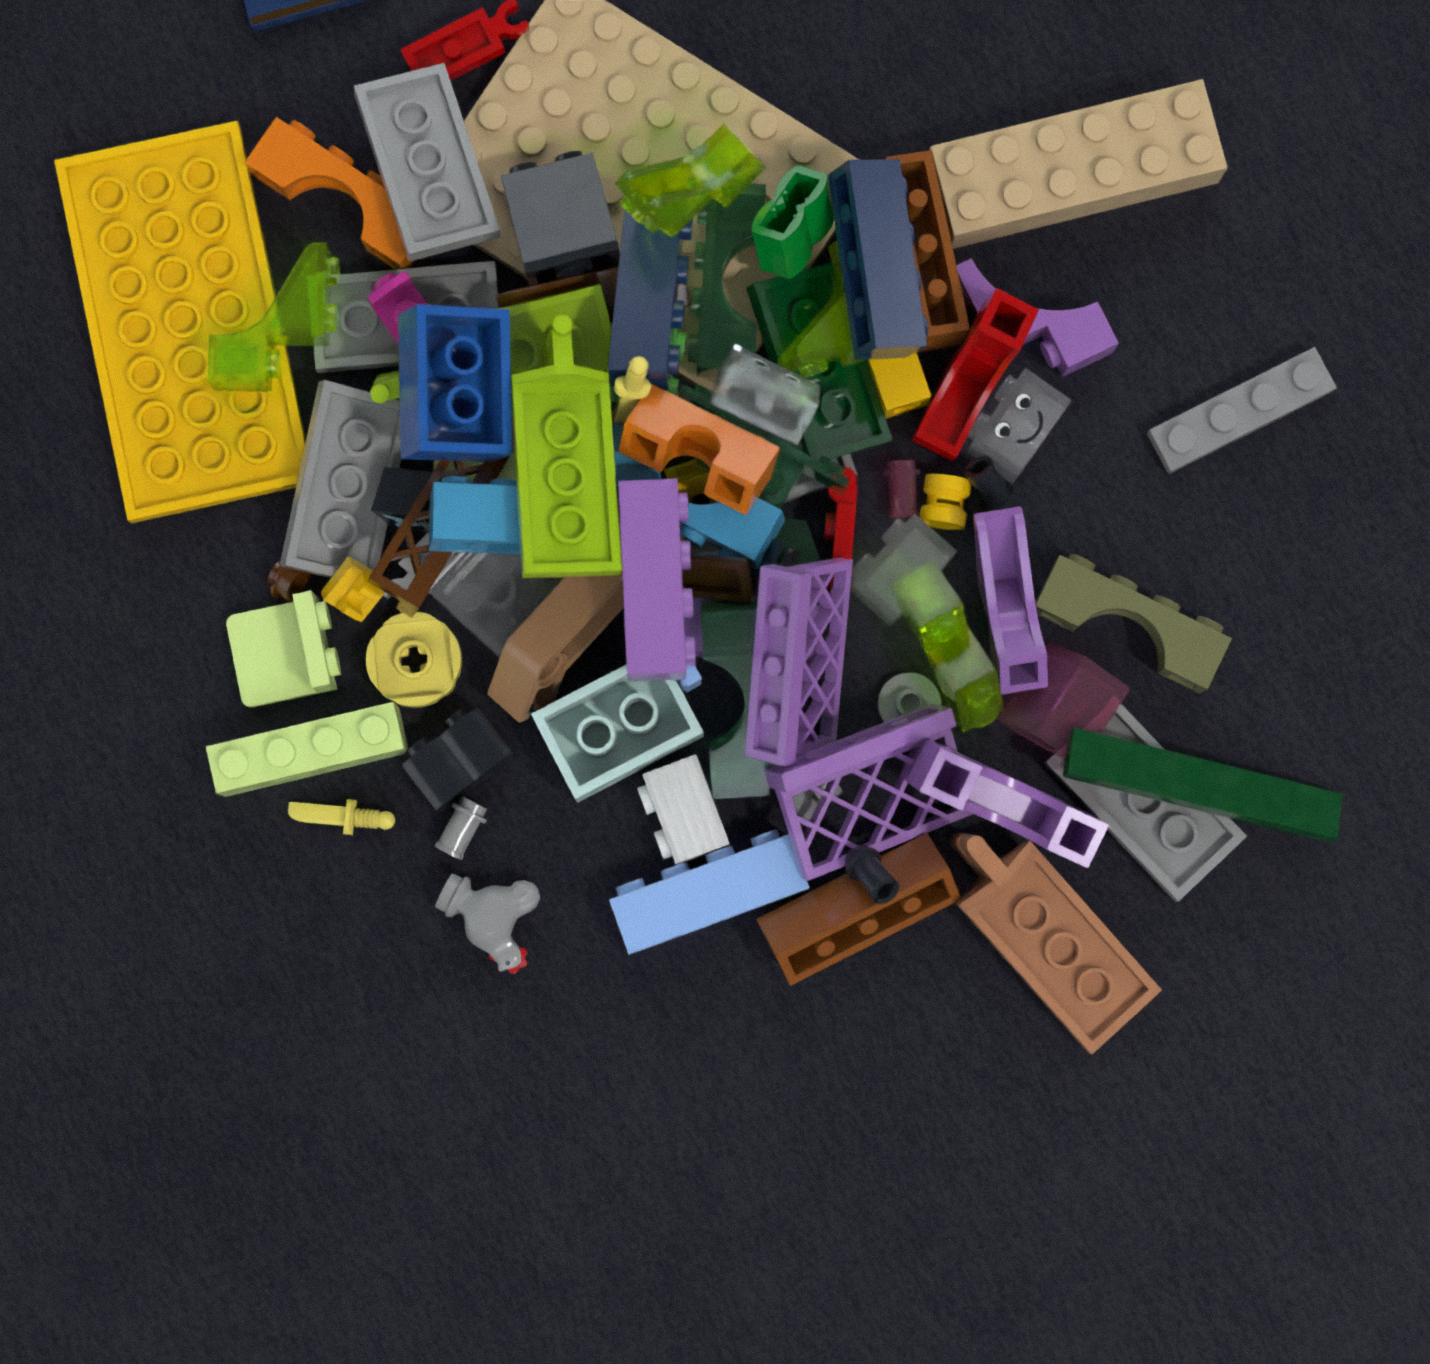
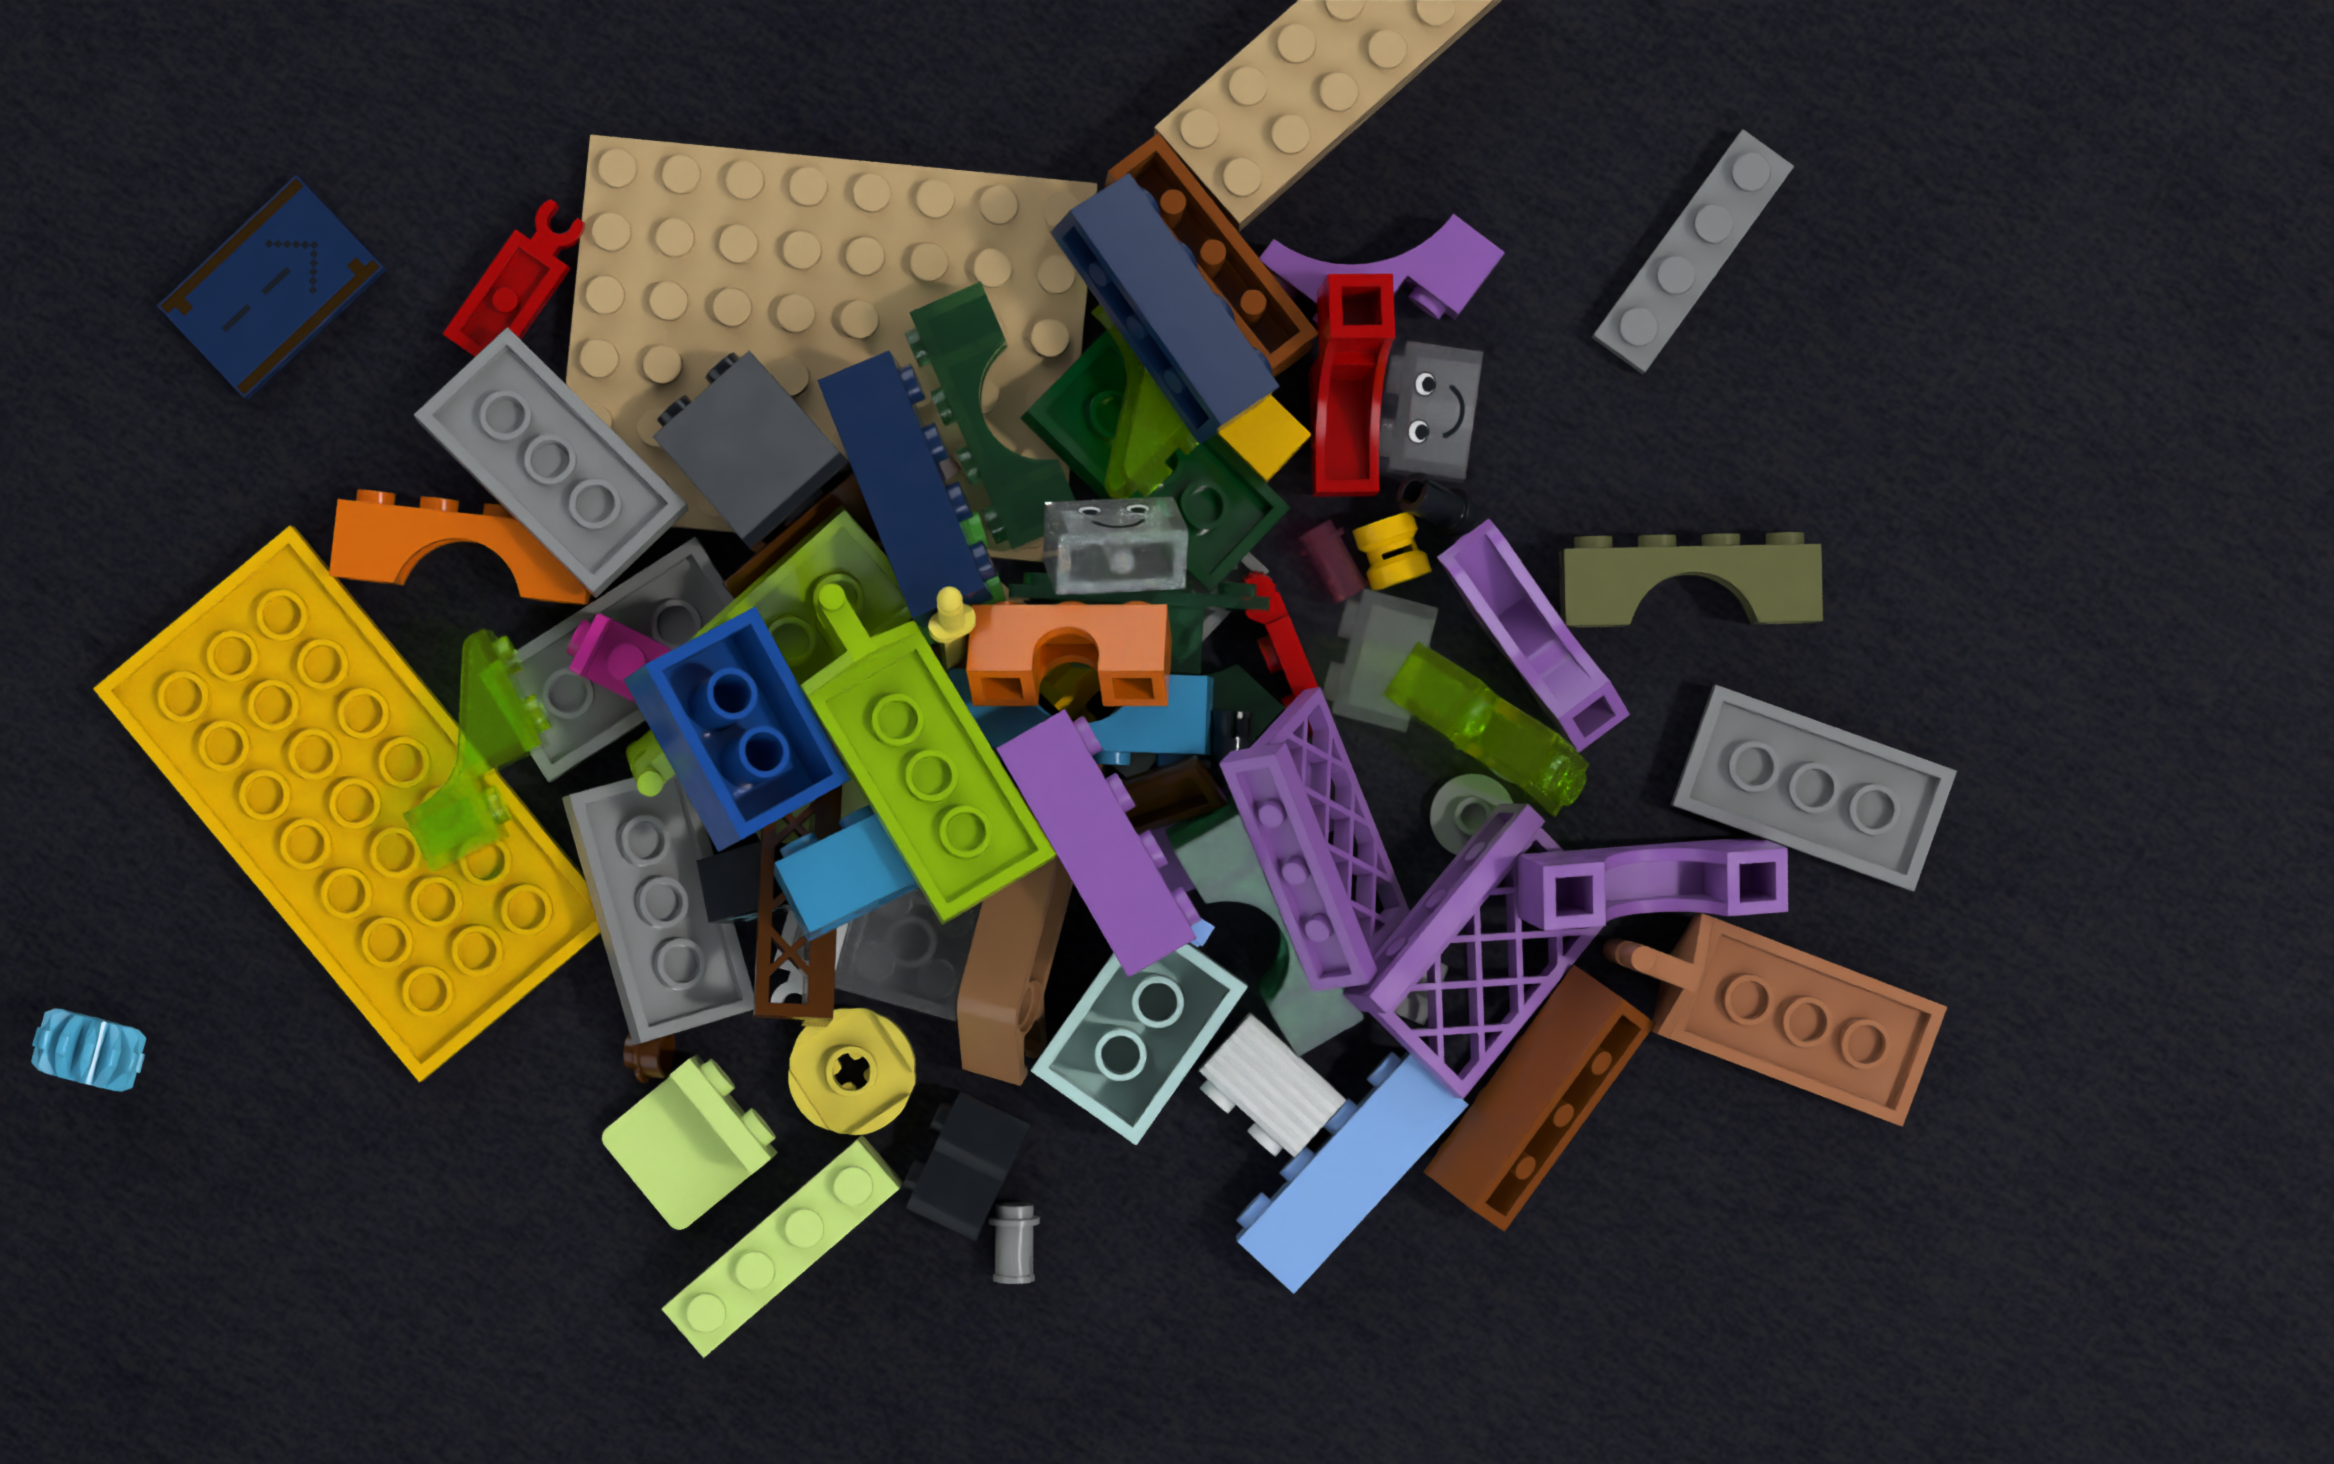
camera: 25 degrees left, 5 degrees up
(341, 816) = (863, 1301): light yellow piece -> none
(351, 591) = (732, 1031): yellow tile -> none
(491, 916) = (1106, 1330): light grey animal -> none
(677, 190) = (882, 356): clear neon green arch -> none
(793, 222) = (1037, 311): green brick -> none
(865, 866) = (1523, 1047): black pin -> none
(1076, 696) = (1671, 727): clear pink slope -> none
(1202, 785) = (1873, 738): dark green tile -> none

